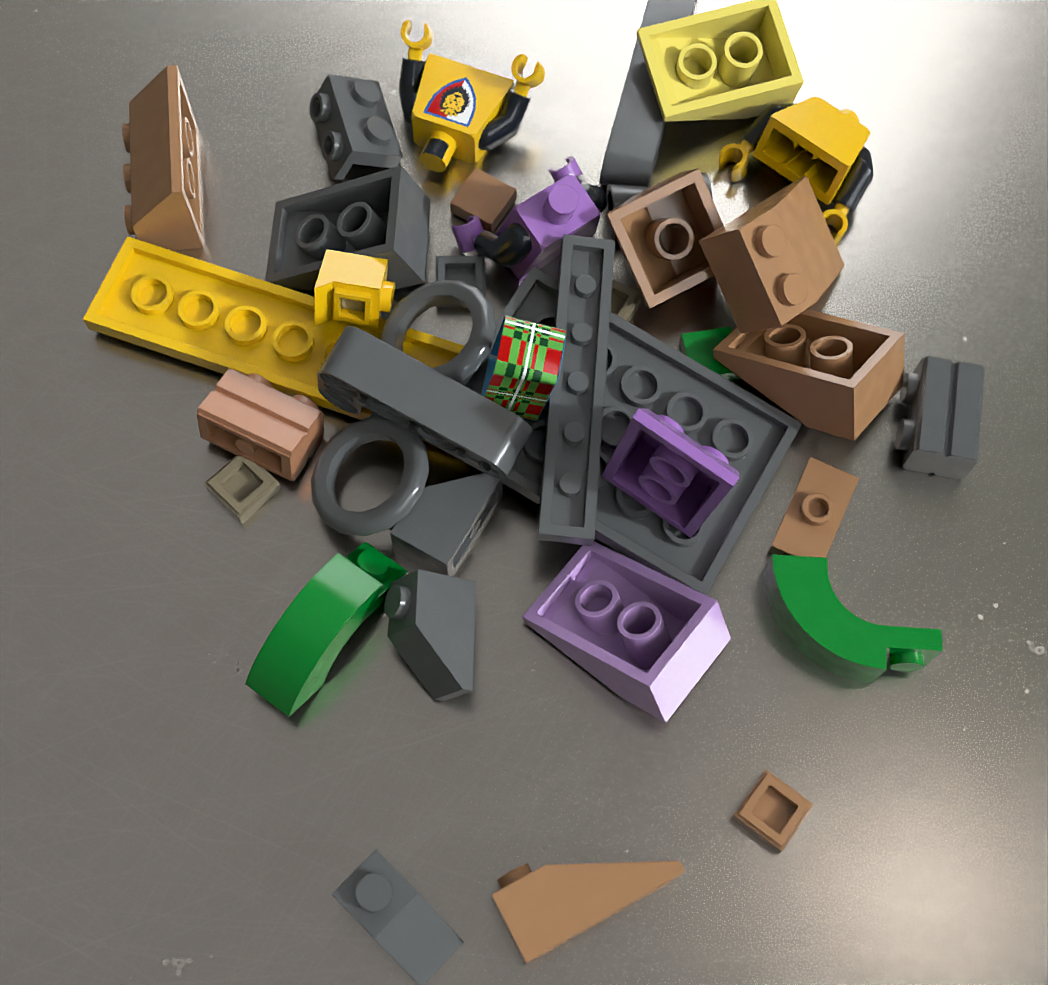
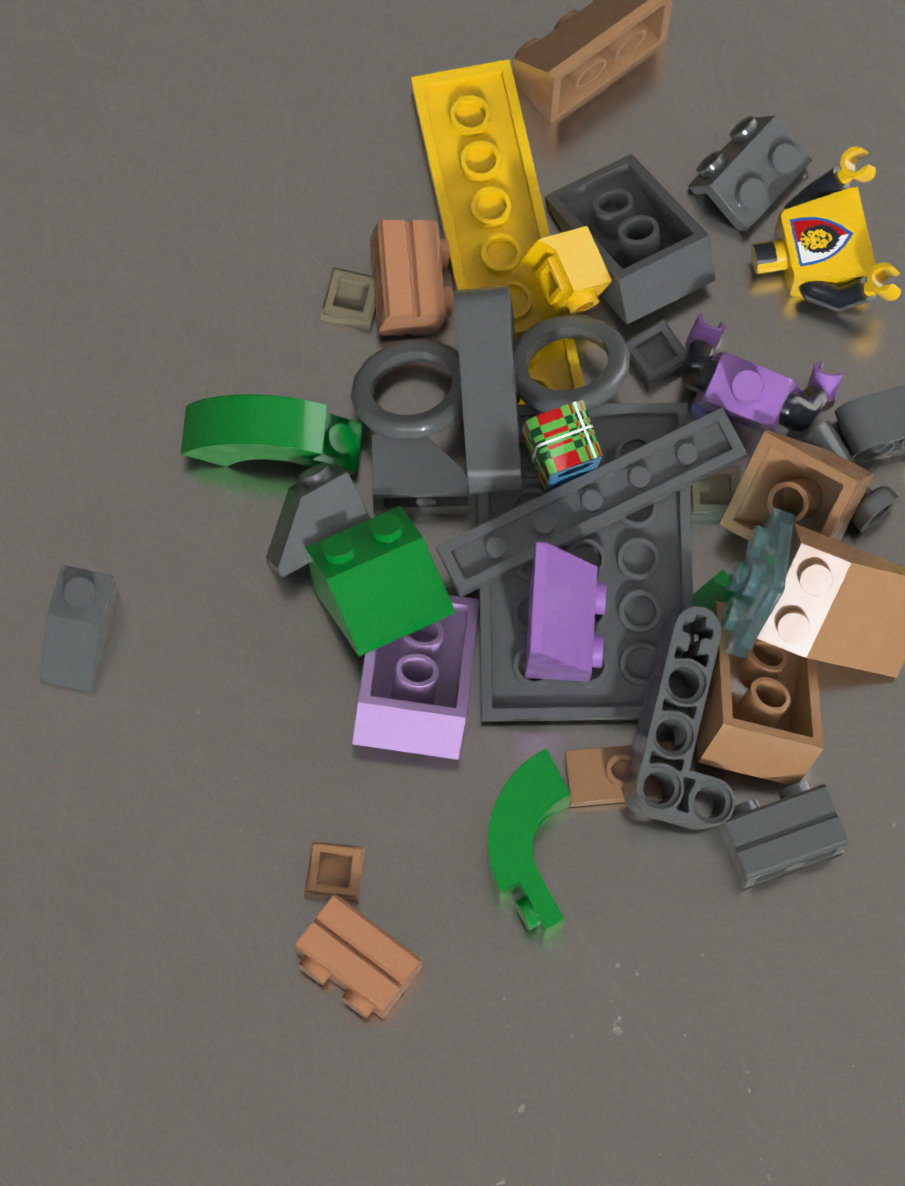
camera: 60 degrees right, 5 degrees up
(483, 197) = (750, 325): medium nougat tile -> none
(532, 607) = (378, 580): none -> green slope
(567, 899) = (158, 742): medium nougat slope -> none
(735, 295) = (757, 582): none -> clear light blue plate
(811, 439) = (684, 718): none -> dark grey beam
(875, 836) = (357, 958): none -> nougat brick

